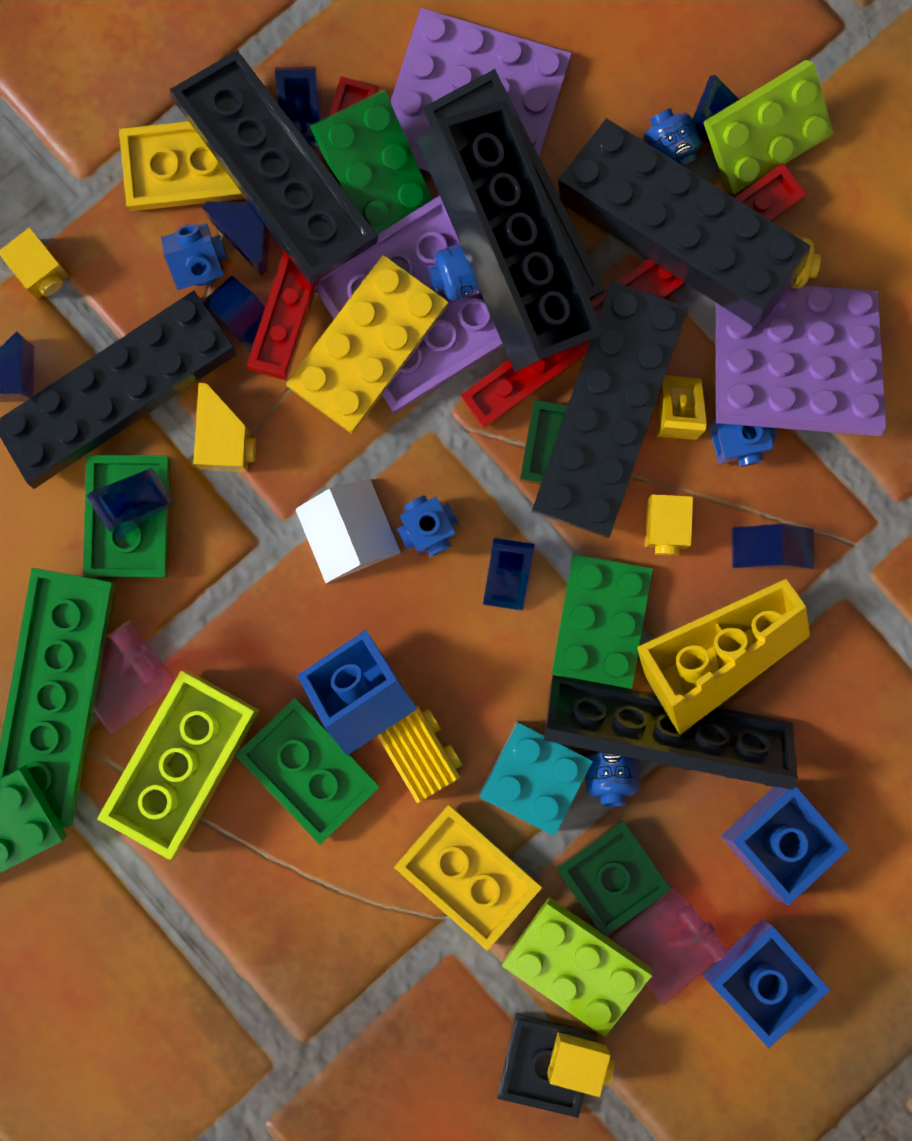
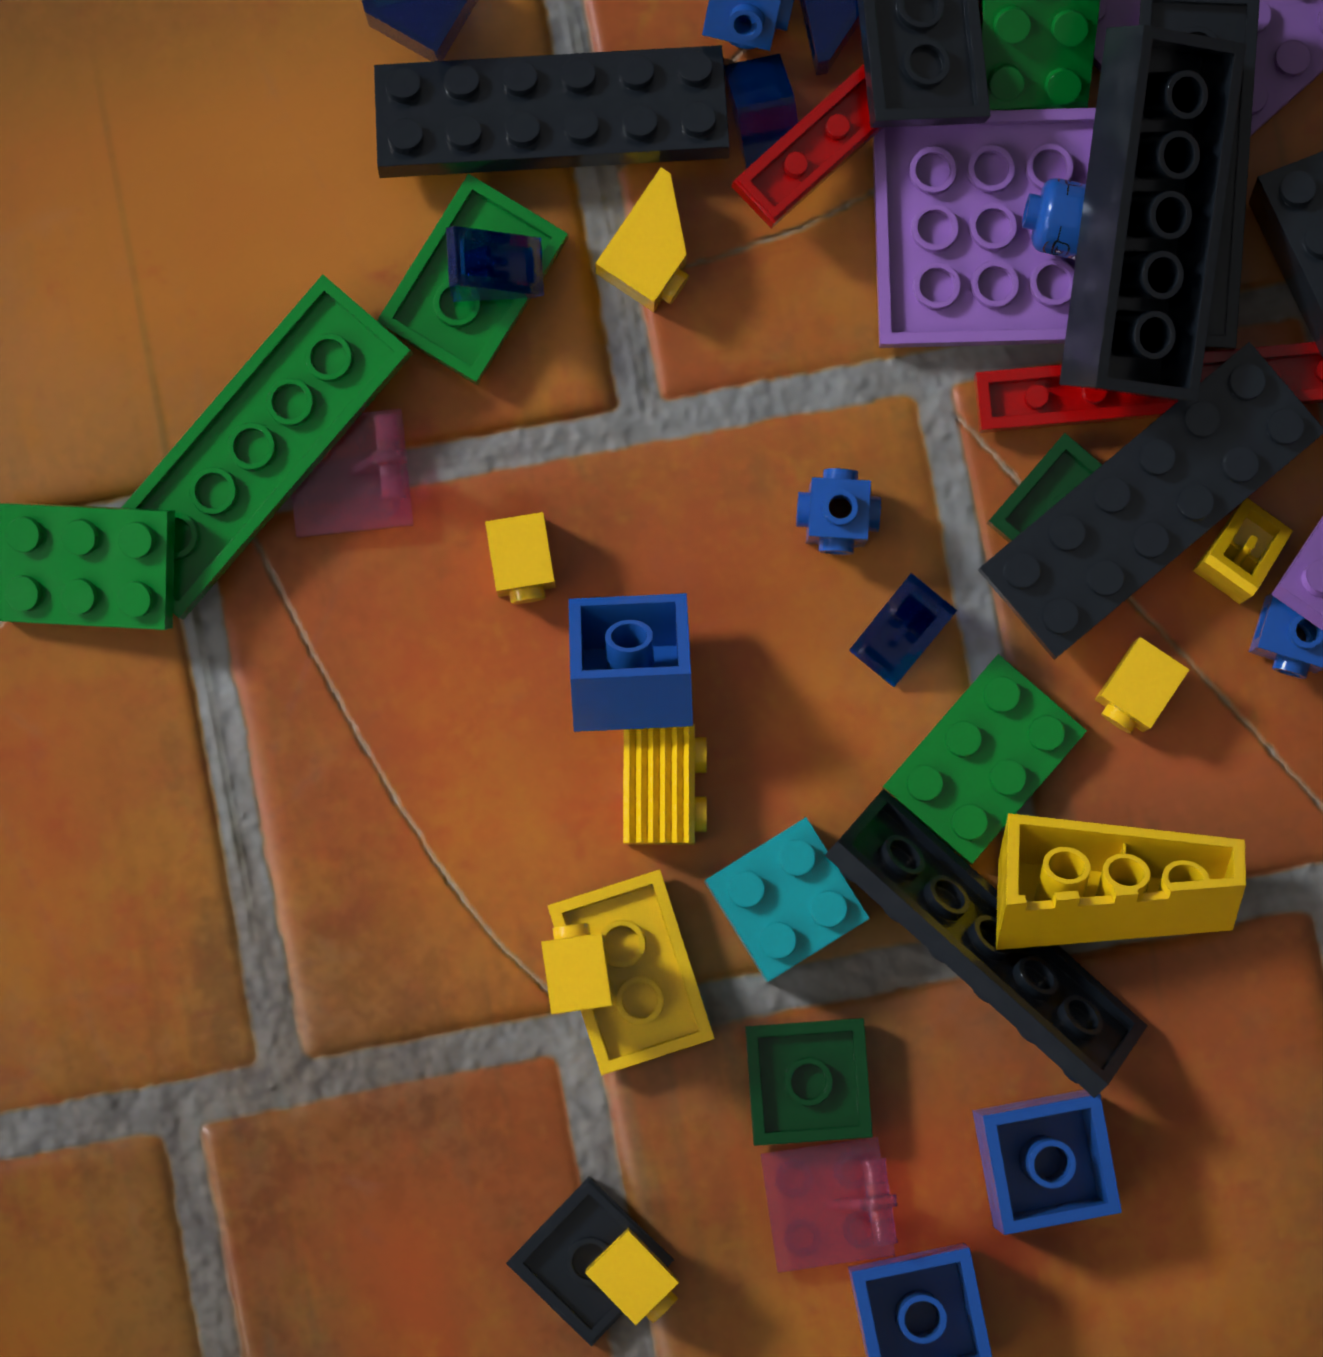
camera: 30 degrees right, 0 degrees up
(178, 765) = (361, 621): neon yellow brick -> none
(253, 666) = (520, 557): none -> yellow brick
(307, 771) = (511, 725): green plate -> none
(347, 529) = (735, 457): white slope -> none
(367, 344) = (898, 241): yellow plate -> none
(435, 903) = (576, 969): none -> yellow brick
(577, 967) = (699, 1162): lime plate -> none
(612, 778) = (881, 956): blue head -> none
(772, 547) = (1255, 794): clear blue slope -> none

